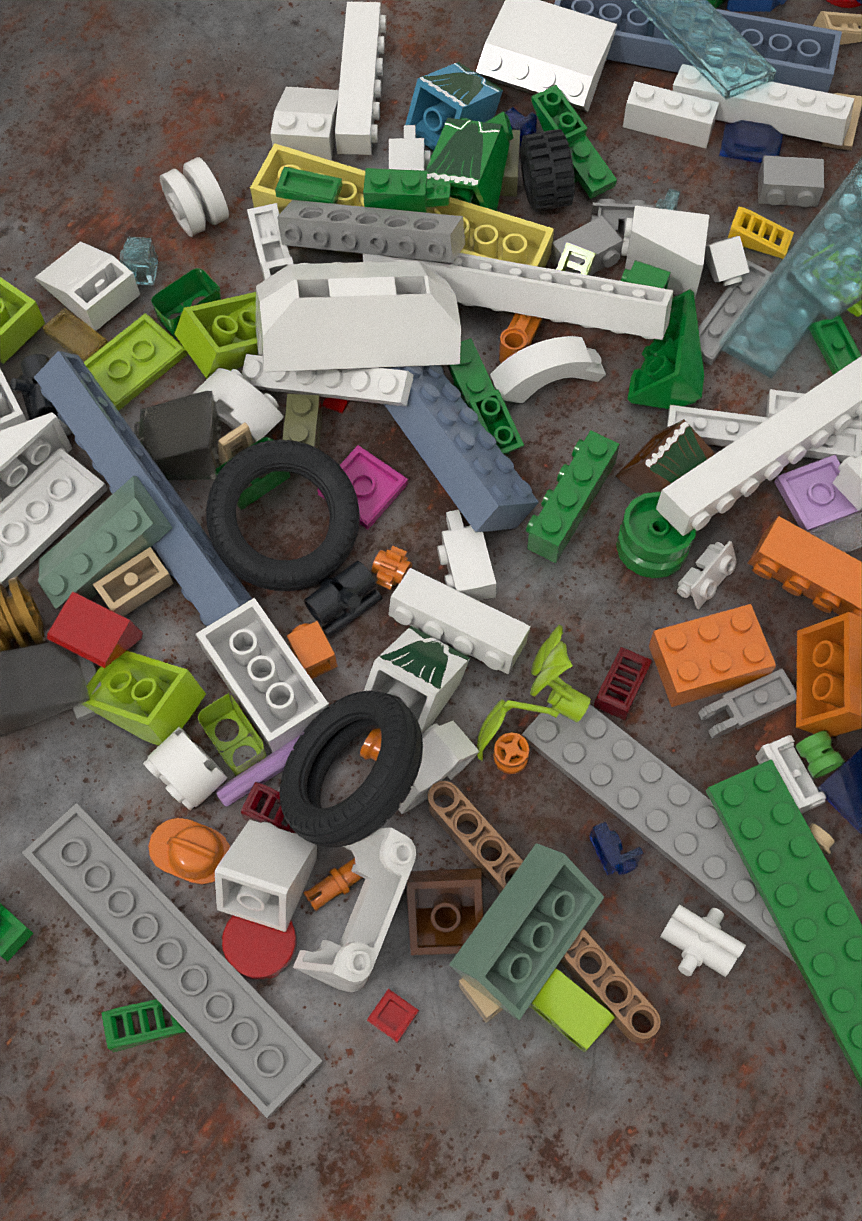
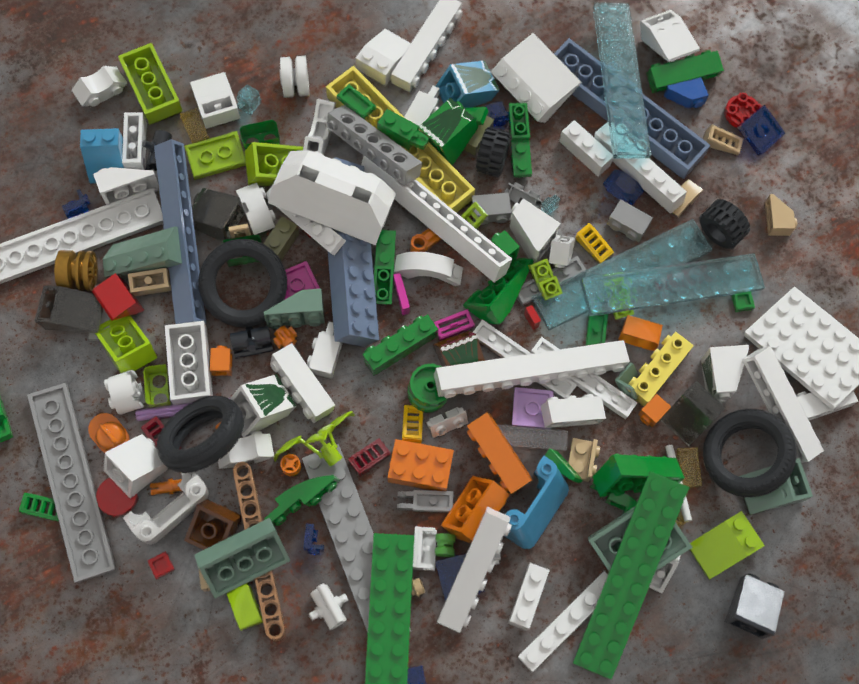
camera: 20 degrees right, 5 degrees up
(396, 511) = (297, 310): none -> sand green slope
(531, 426) = (401, 294): none -> dark pink tile
(566, 777) = (306, 492): none -> green slope
(642, 439) = (471, 325): none -> dark pink tile
(677, 612) = (412, 436): none -> yellow slope
(724, 307) = (545, 280): none -> lime slope
(739, 369) = (532, 317): none -> red tile

